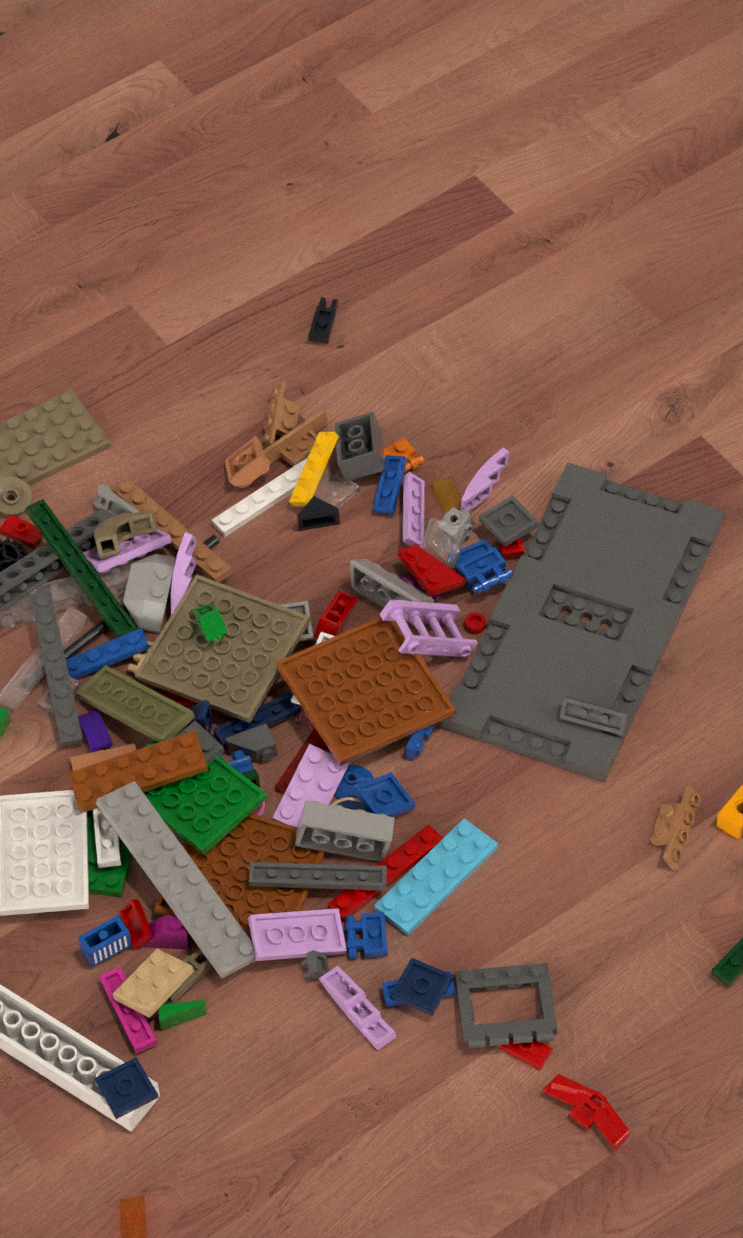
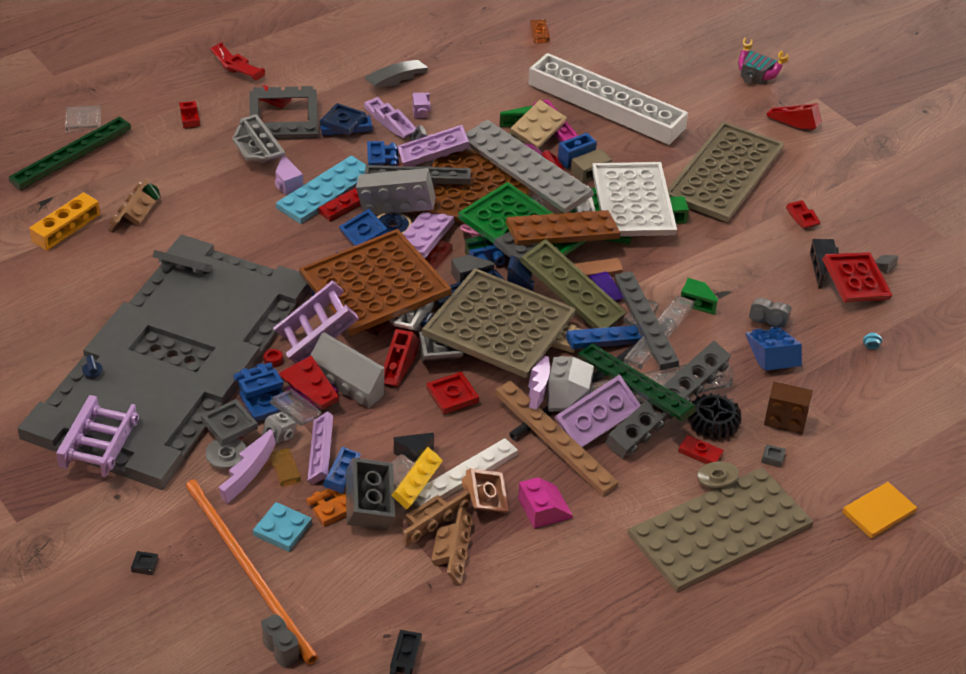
camera: 175 degrees right, 10 degrees down
(85, 920) = (582, 166): none -> dark tan brick
(111, 502) = (610, 459): light grey plate -> none
(120, 528) = (615, 407): dark tan arch -> none
(126, 1088) = (550, 63): dark blue tile -> none
(189, 463) = (542, 502): none -> dark pink slope
(210, 622) = (512, 325): green slope -> none
(277, 581) = (452, 392): none -> red plate
(315, 1030) = (421, 105): none -> lavender brick
(351, 1095) = (395, 73): none -> dark grey slope
(433, 324) = (280, 640): none -> dark grey brick
(444, 436) = (282, 526): none -> medium azure plate
(487, 884) = (288, 176): none -> lavender slope
(506, 490) = (226, 455): none -> light grey dish
(528, 460) = (198, 494): none -> orange piece
(531, 925) = (256, 141): none -> light grey wedge
(568, 397) = (144, 563): none -> black tile
(636, 1004) = (189, 114): none -> red slope
(654, 503) = (84, 423): none -> lavender fence
(656, 849) = (152, 191): none -> dark green plate
(664, 573) = (91, 368): none -> dark blue plate

